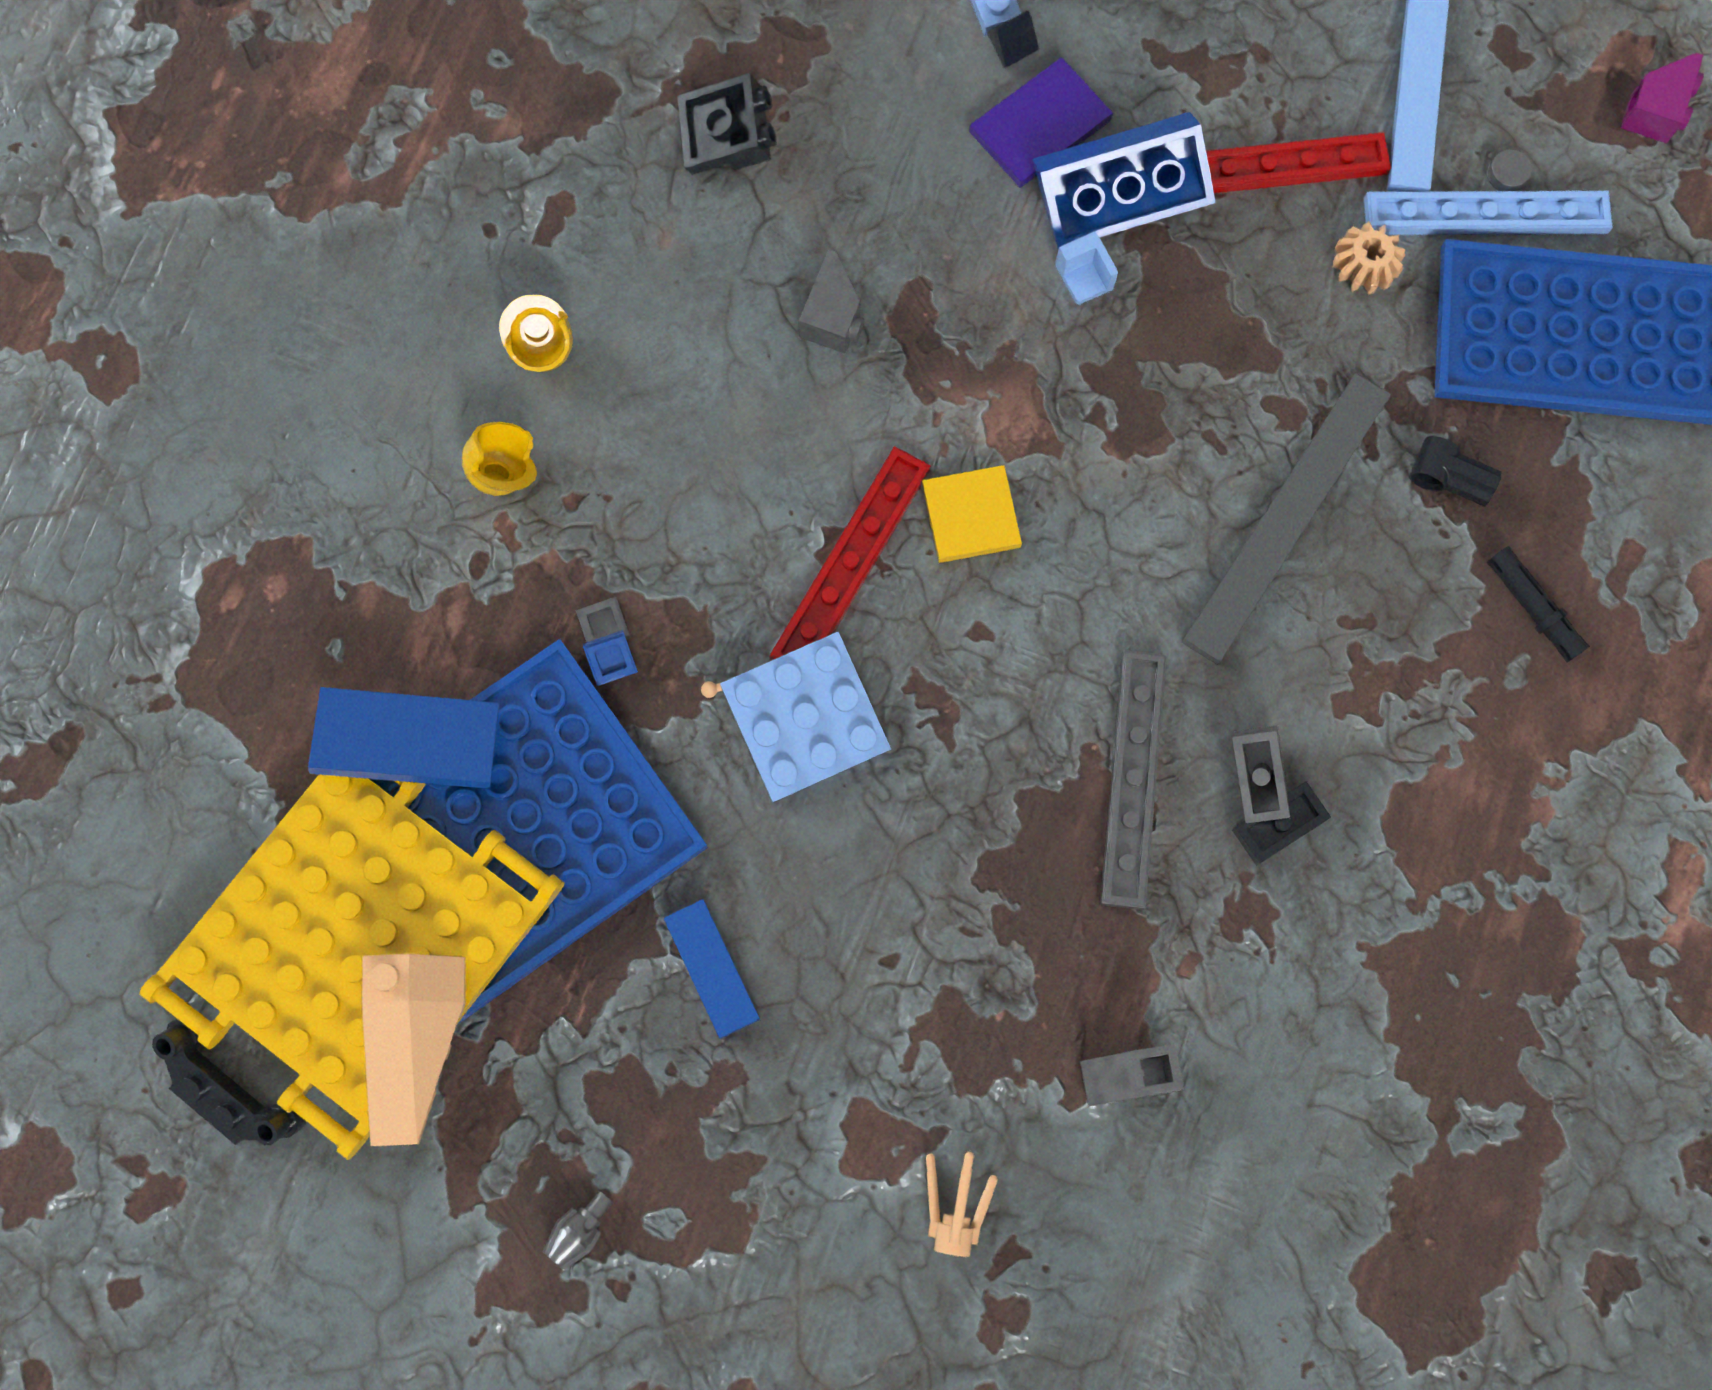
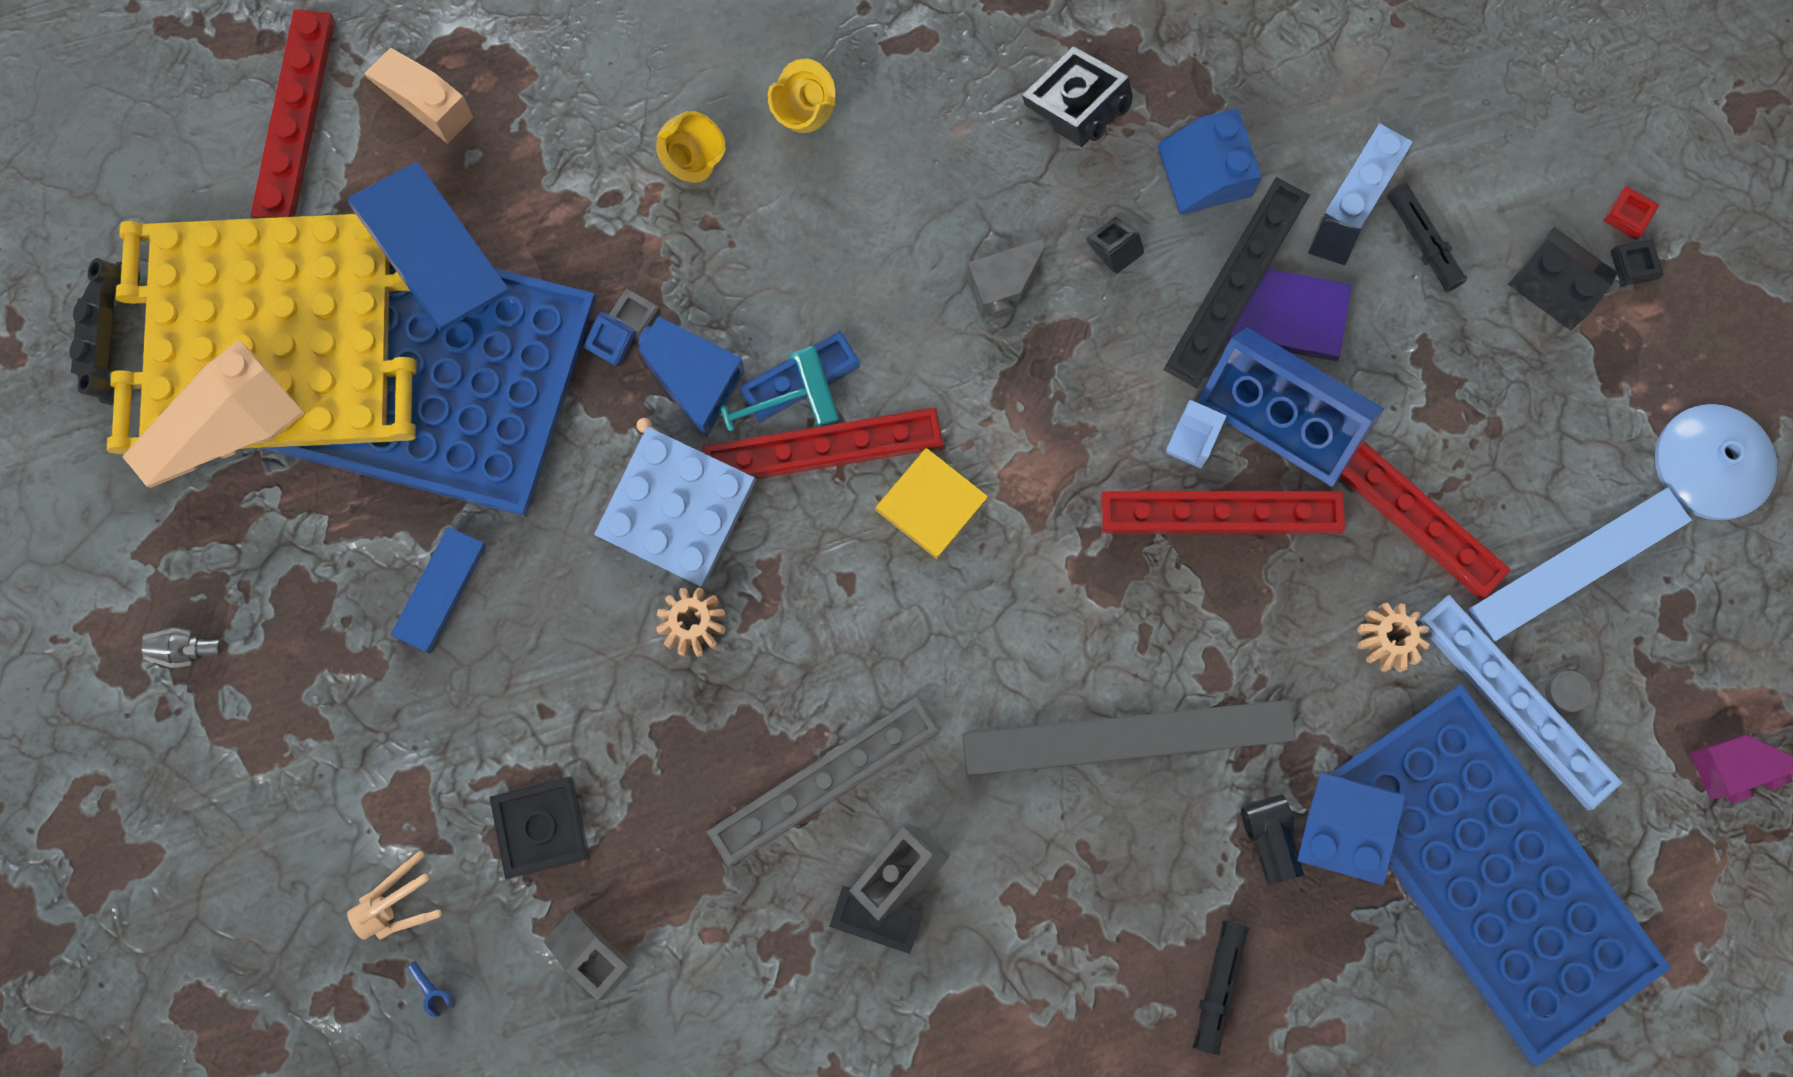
camera: 50 degrees right, 0 degrees up
(161, 772) = (293, 115): none -> red plate
(239, 645) = (421, 93): none -> light nougat slope
(696, 614) = (691, 371): none -> blue slope
(774, 533) = (836, 360): none -> blue tile
(798, 526) = (814, 387): none -> teal piece
(870, 74) = (1210, 162): none -> blue slope
(873, 201) = (1116, 244): none -> black slope
(899, 777) = (697, 634): none -> light nougat gear
(988, 137) = (1236, 282): none -> black tile
(988, 1038) = (539, 828): none -> black tile
(1052, 1231) = (429, 990): none -> blue hand
(1164, 302) = (1222, 512): none -> red plate
(1497, 406) = (1351, 828): none -> blue slope

